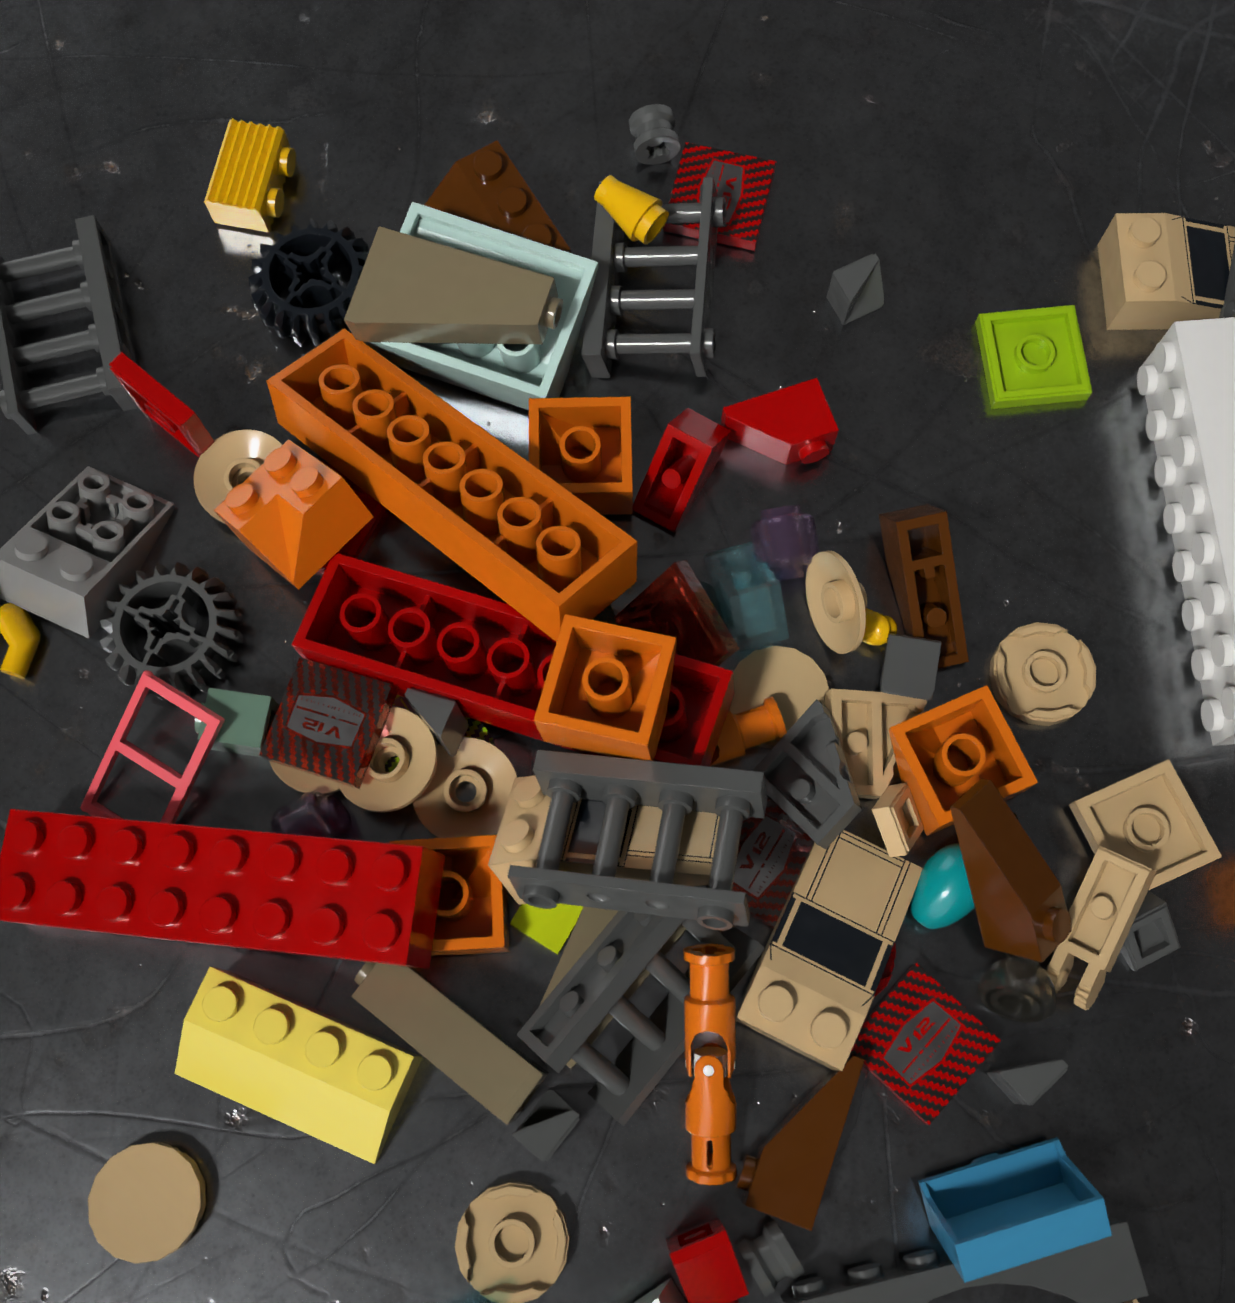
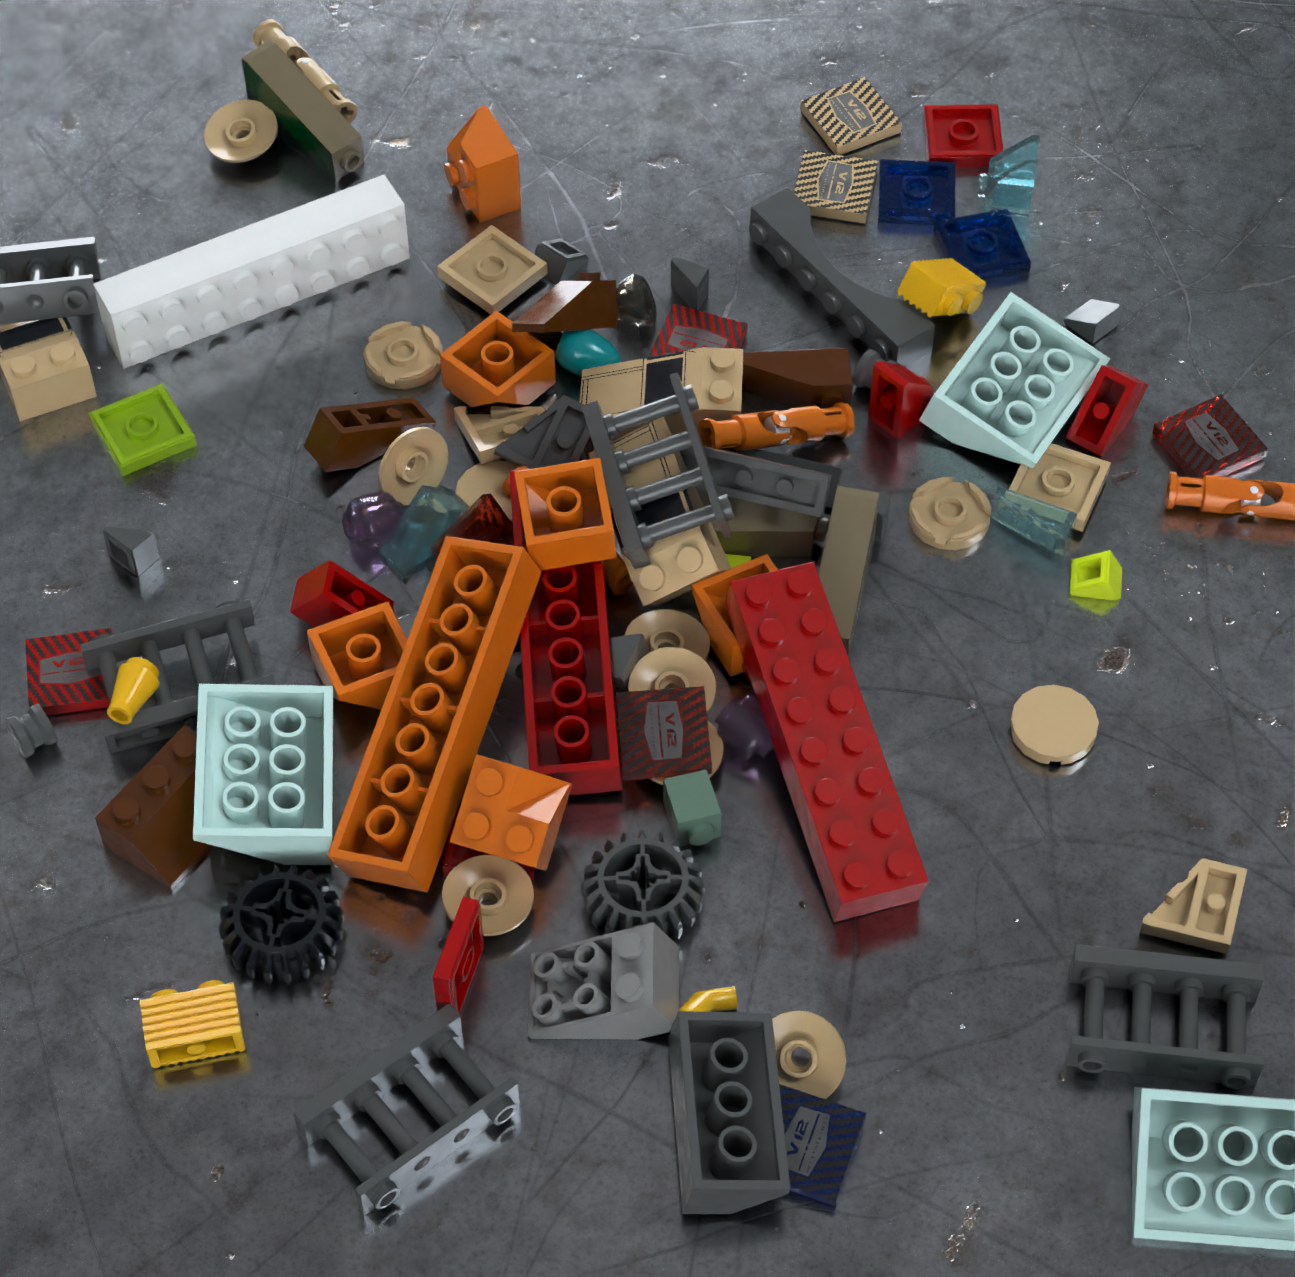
camera: 115 degrees left, 20 degrees down
(119, 744) = (759, 818): coral window -> none
(294, 1063) = (912, 670): light yellow slope -> none
(447, 295) = (282, 772): dark tan slope -> none
(784, 423) = (271, 550): red slope -> none
(898, 819) = (555, 389): tan tile -> none
(910, 666) = (441, 415): dark grey slope -> none
(1013, 1209) = (776, 260): dark azure container -> none
(1100, 921) = (552, 262): tan hinge -> none

